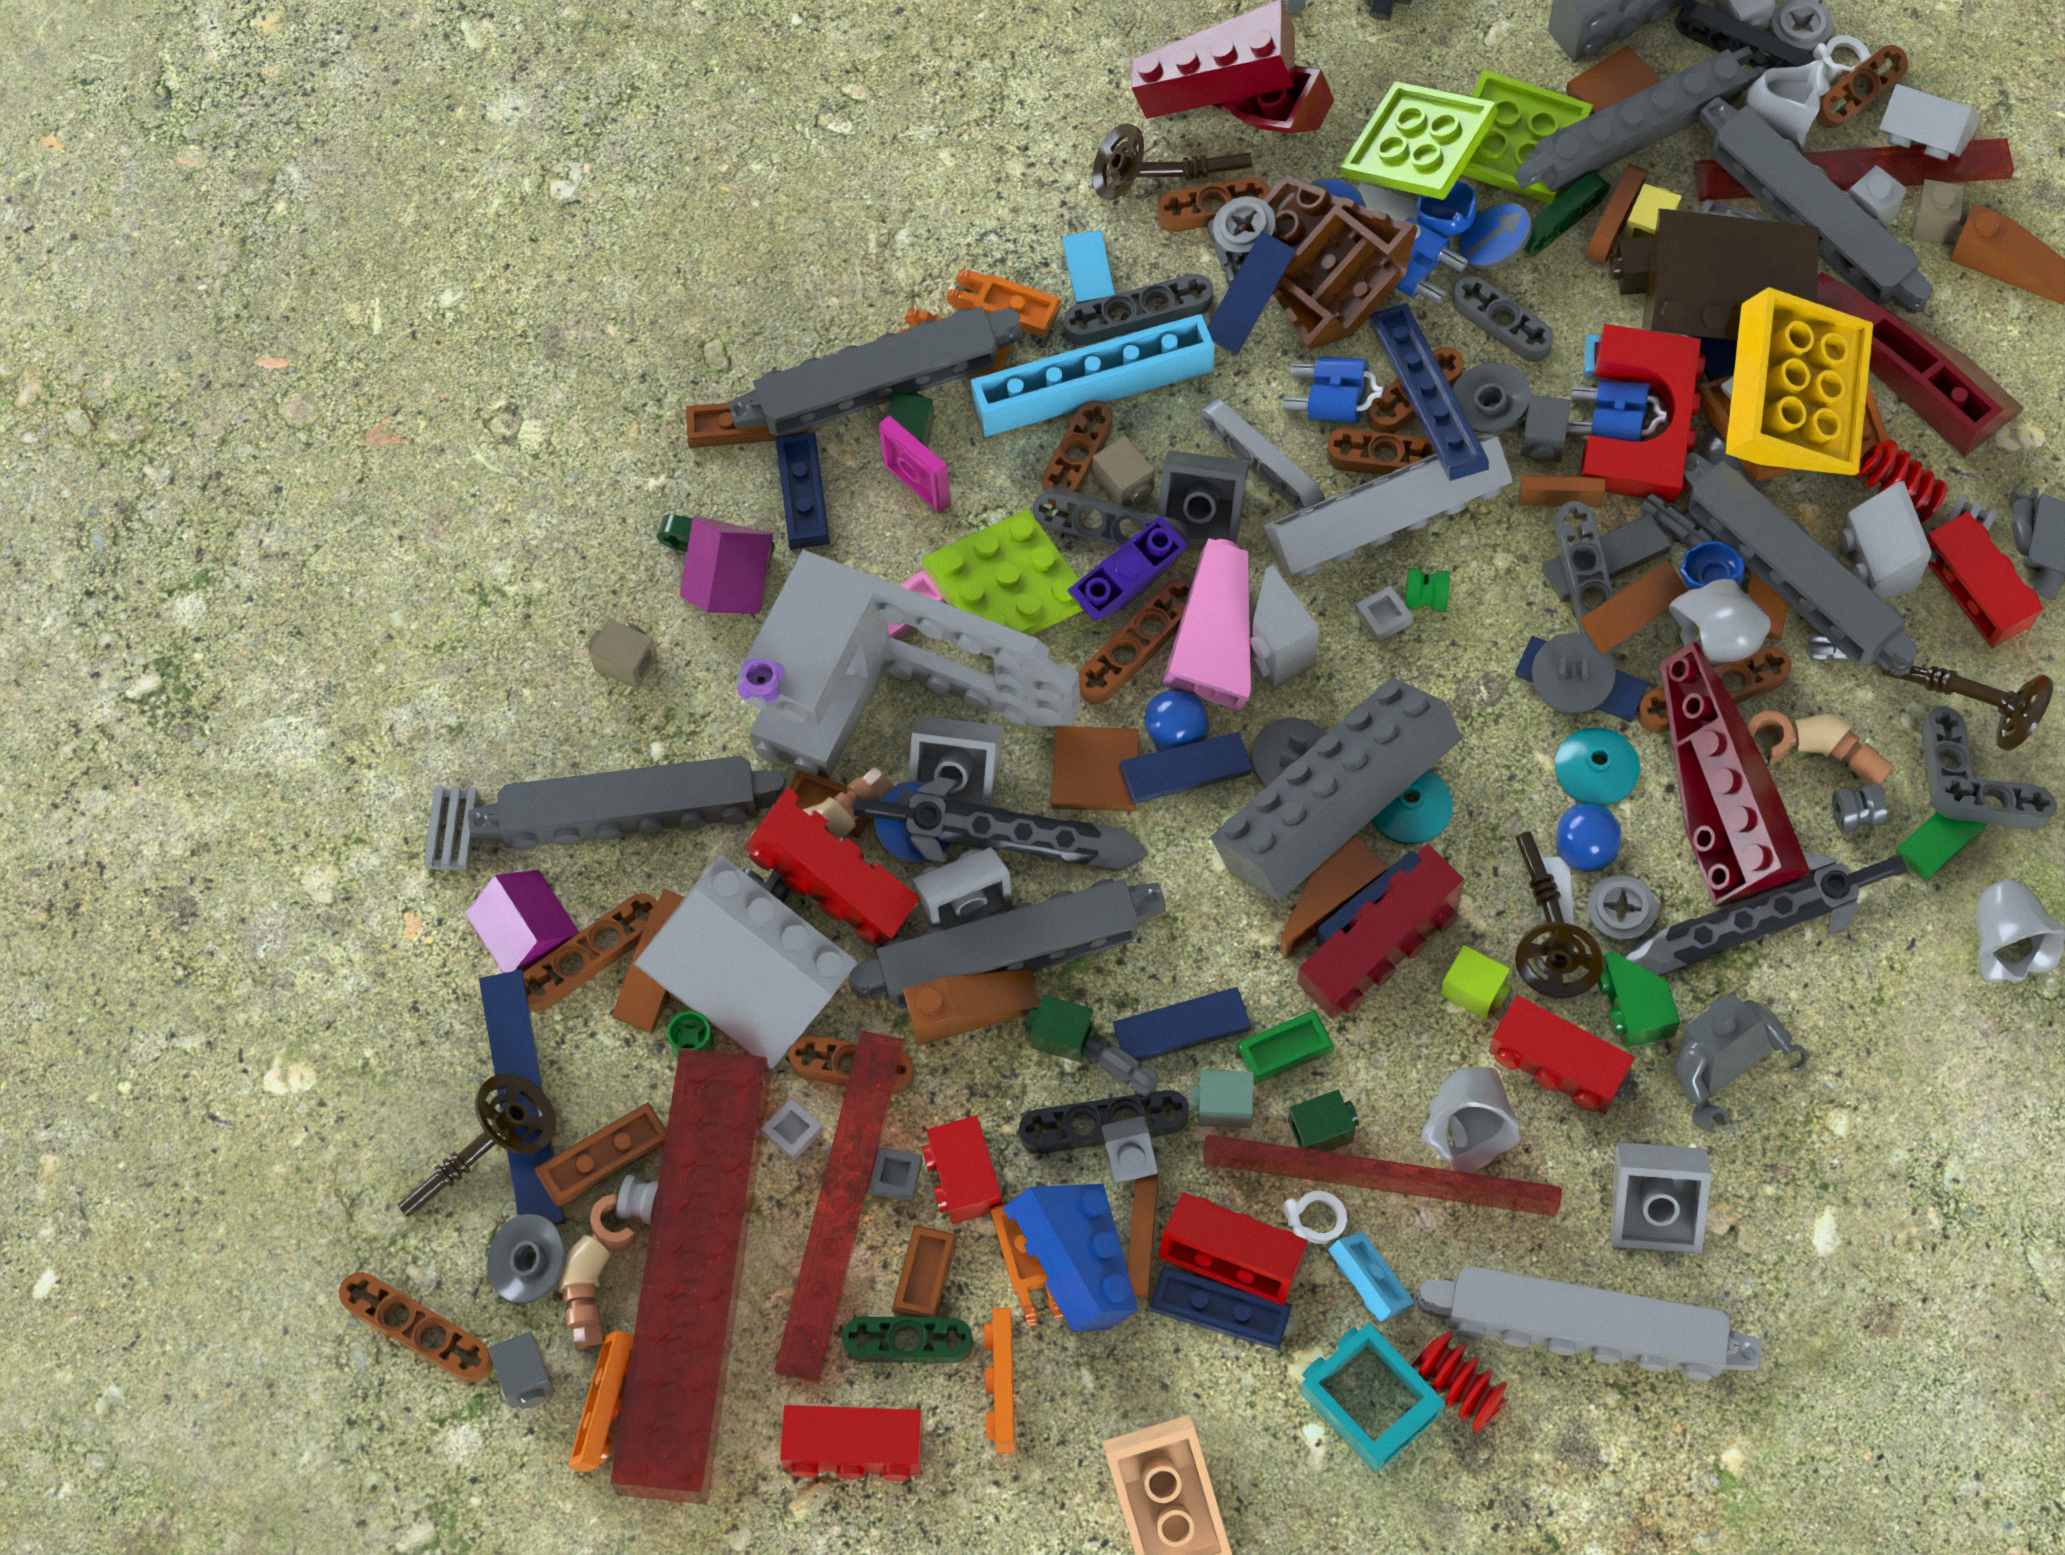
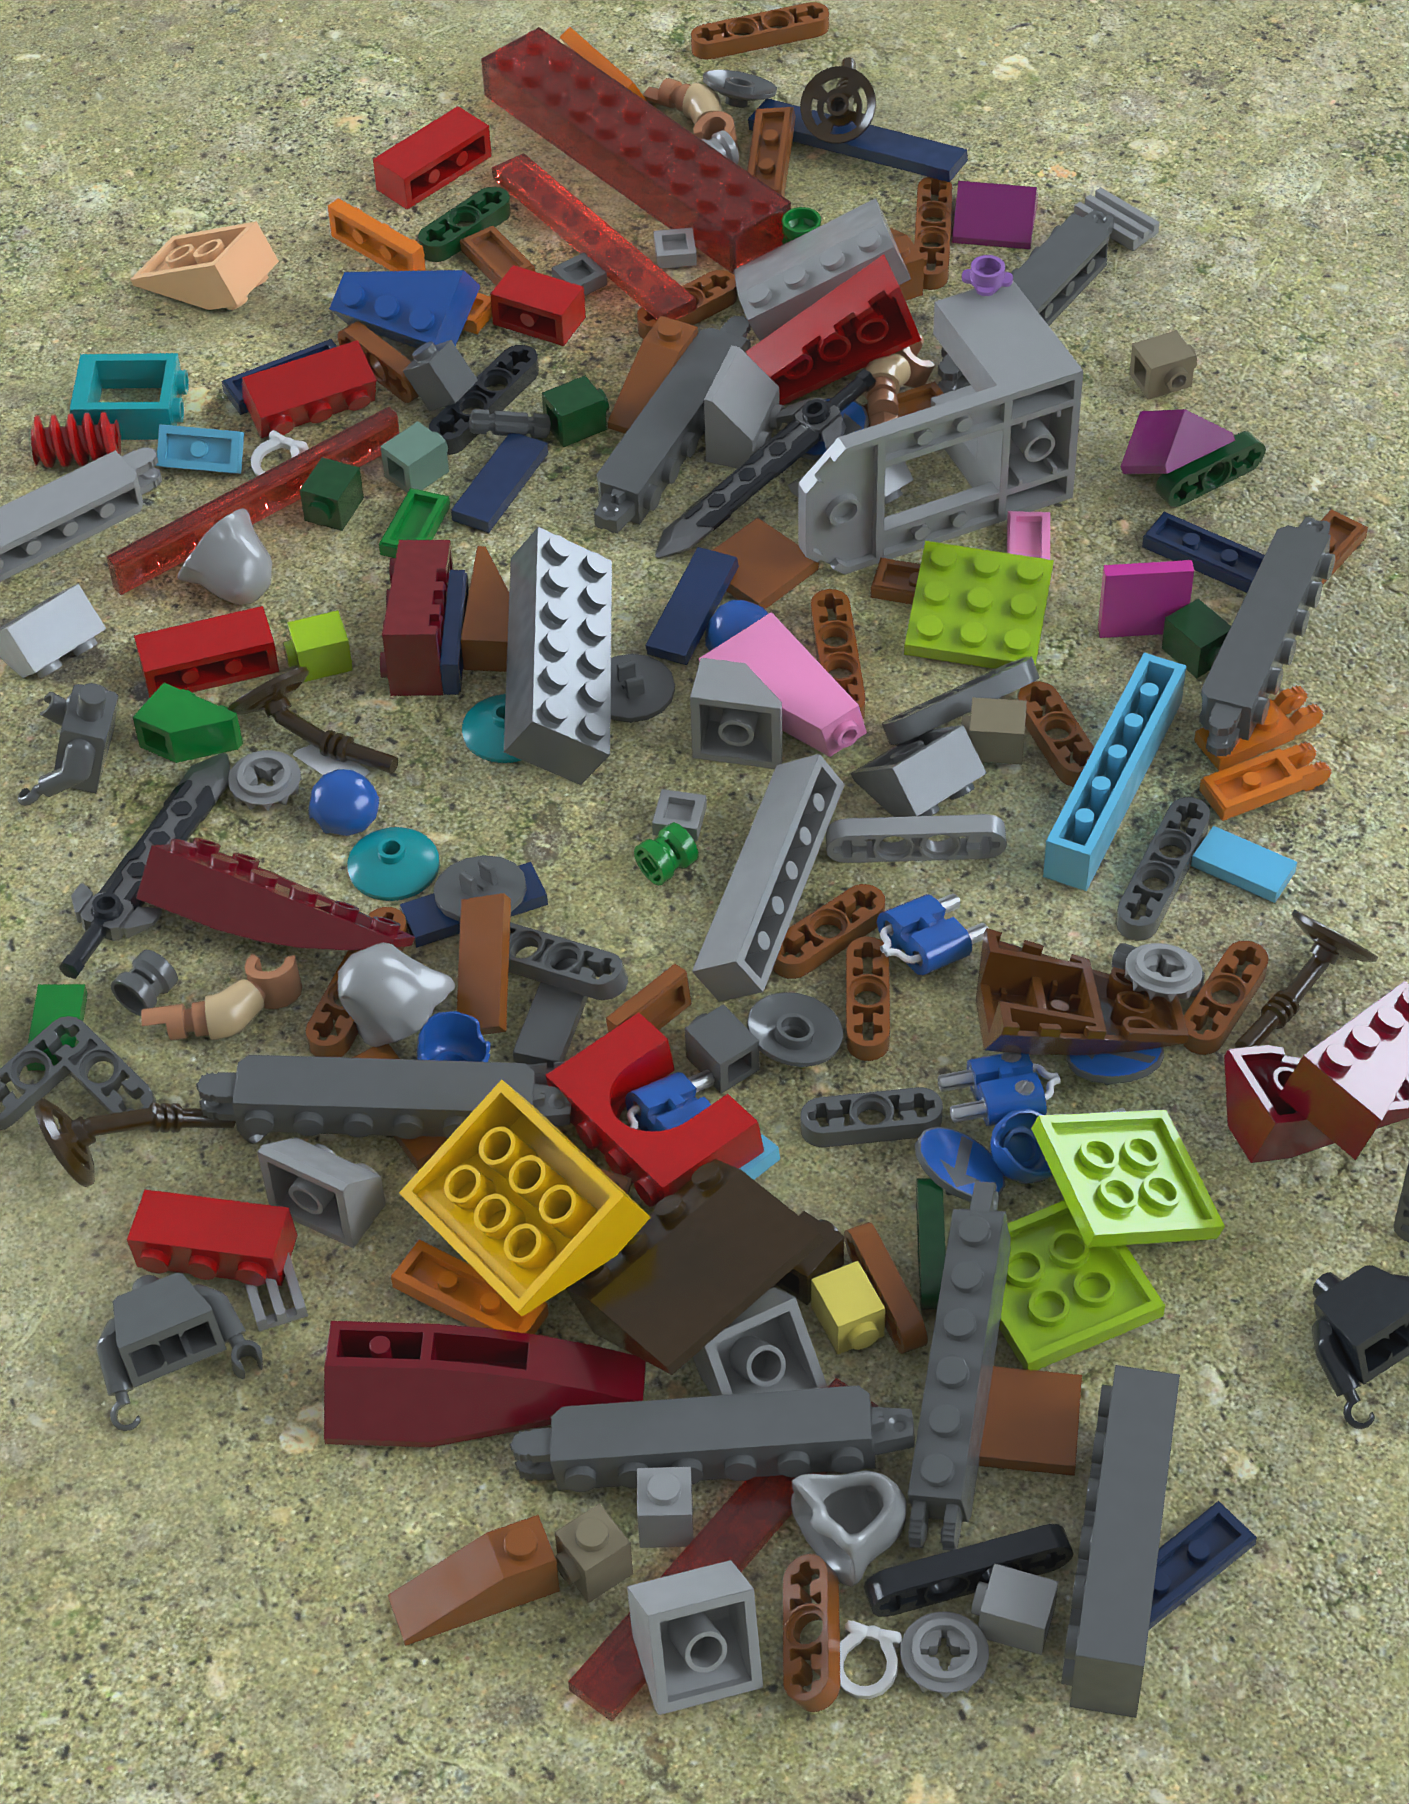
camera: 130 degrees right, 15 degrees down
(521, 1371) = (668, 50): dark grey brick -> none
(1128, 570) = (897, 657): dark purple slope -> none
(1249, 292) = (1088, 931): dark blue tile -> none
(1429, 392) = (844, 969): dark blue tile -> none
(1891, 466) = (368, 1249): red piece -> none

